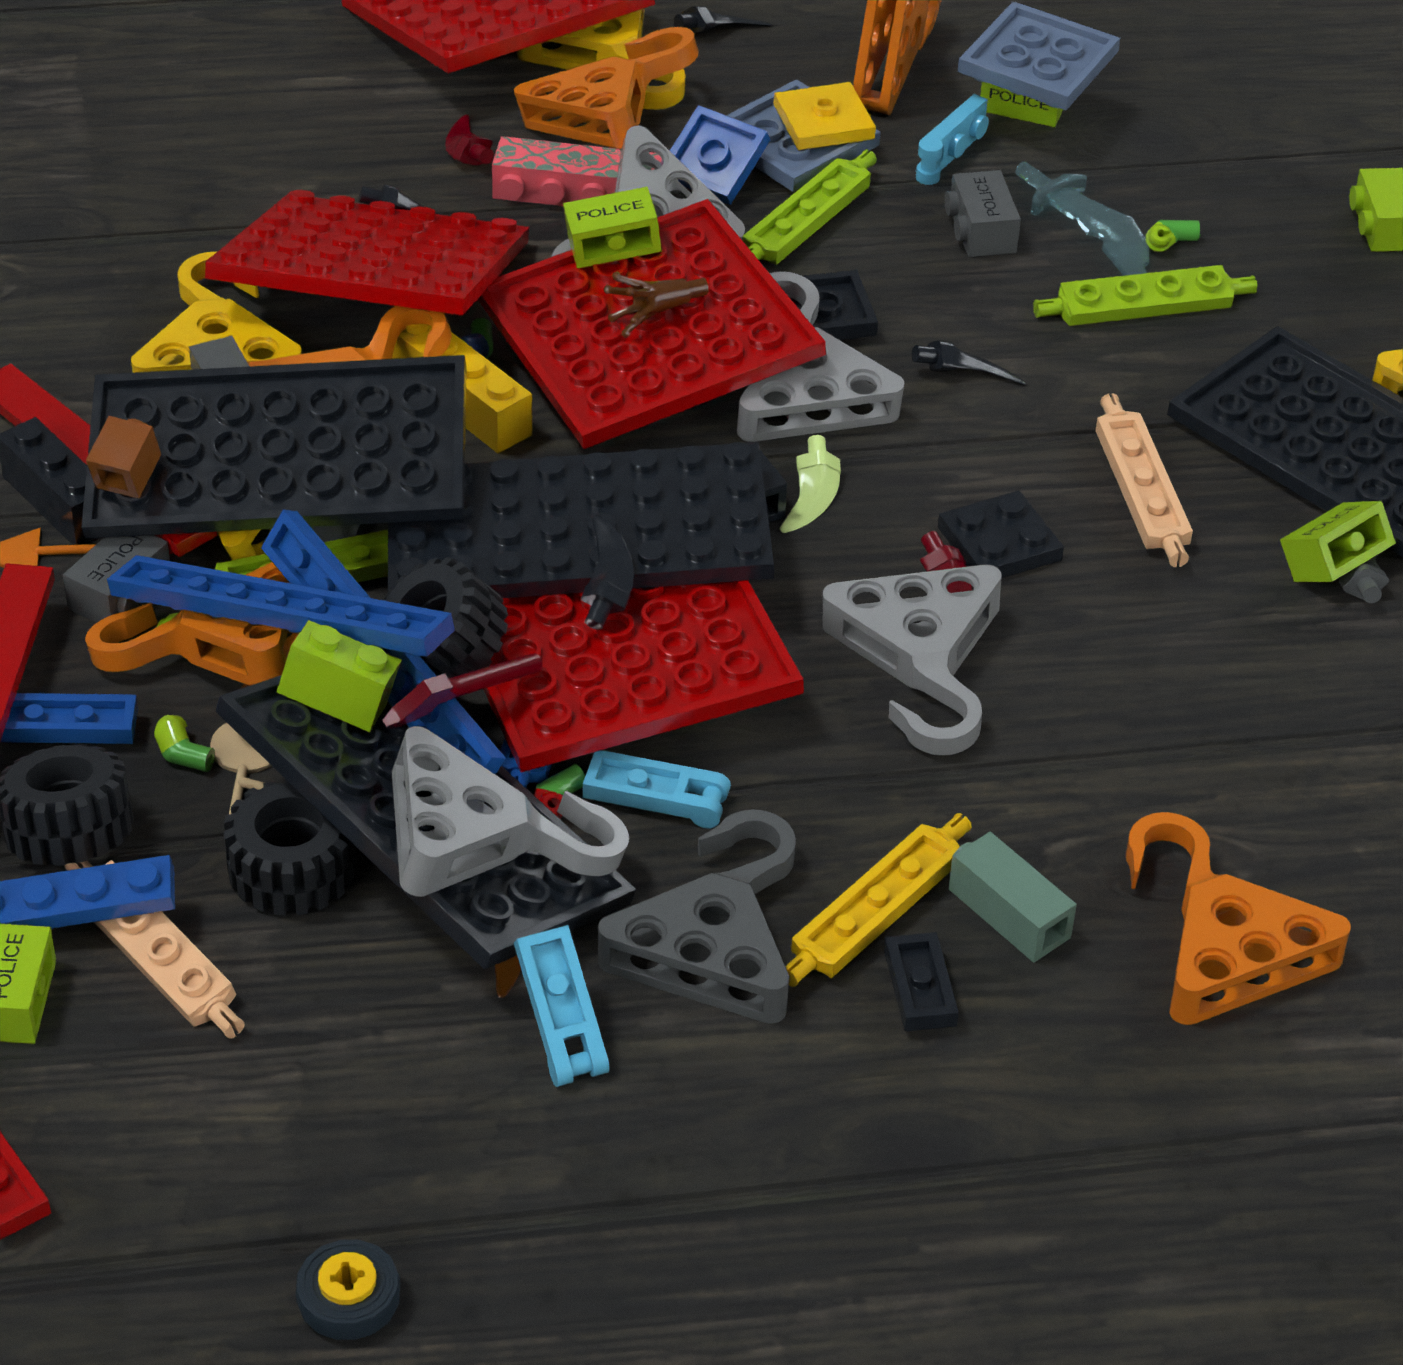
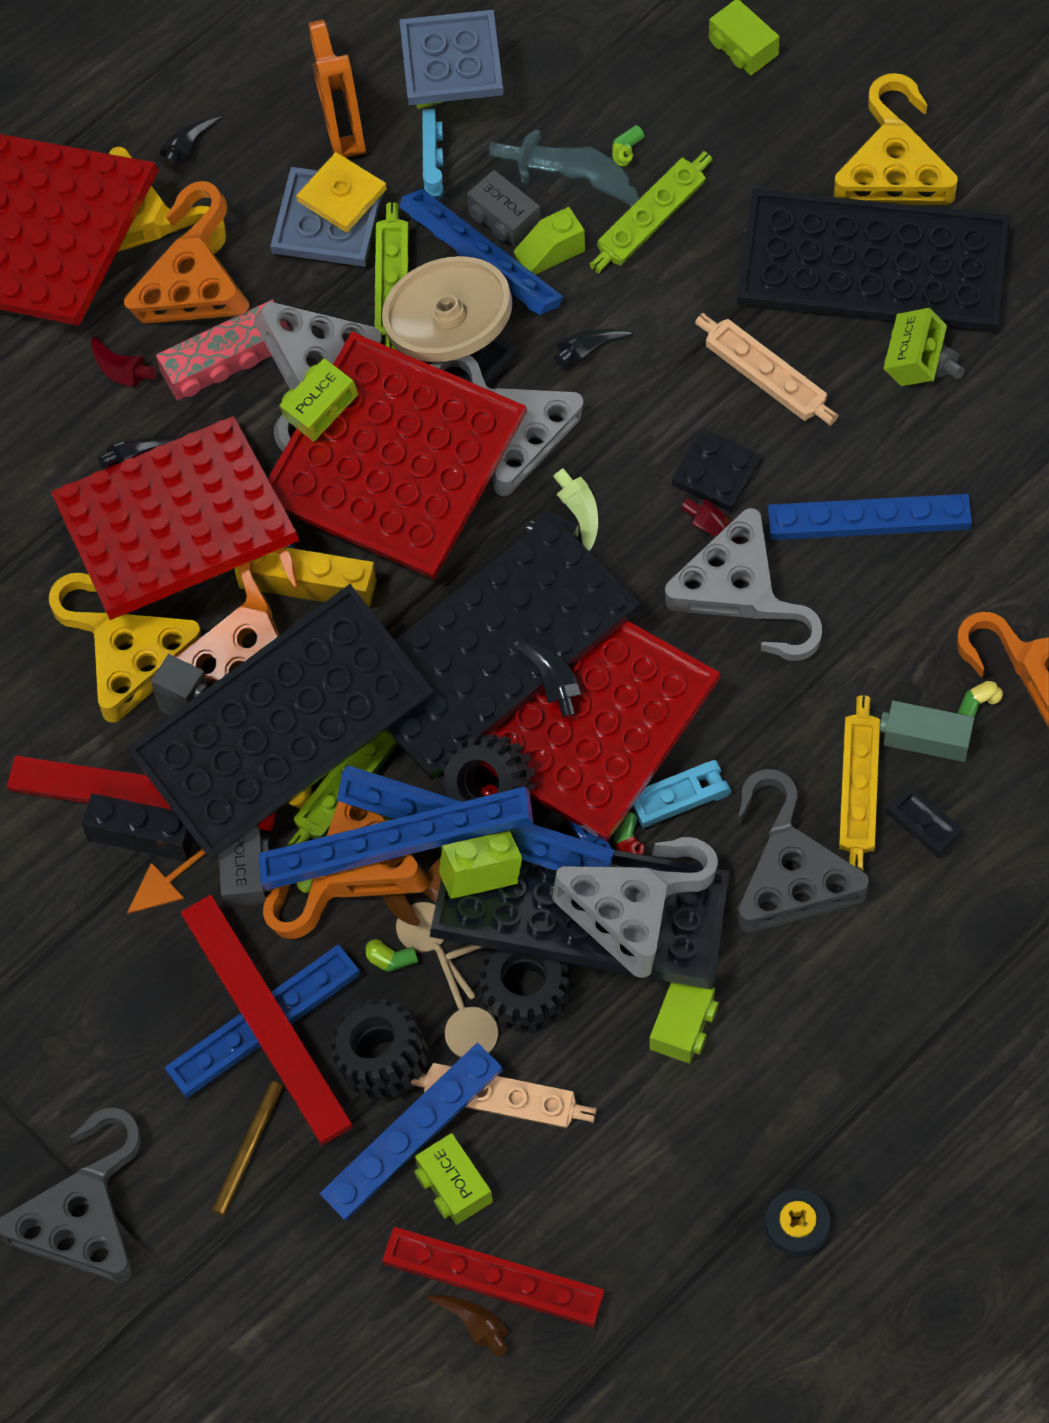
camera: 30 degrees left, 20 degrees up
(123, 456) = (205, 796): dark orange brick -> none
(198, 861) = (469, 1023): none -> tan piece
(430, 995) = (682, 1020): none -> lime brick
(441, 688) = (553, 837): dark red piece -> none
(561, 1004) = (763, 978): medium azure plate -> none
(653, 297) = (396, 442): reddish brown piece -> none
(719, 151) = (299, 273): plate -> none
(831, 239) = (447, 309): none -> tan dish
(924, 235) = (470, 243): none -> blue plate
(1007, 262) = (551, 242): none -> lime slope
(1104, 901) = (974, 697): none -> arm
(1141, 671) = (869, 517): none -> blue plate

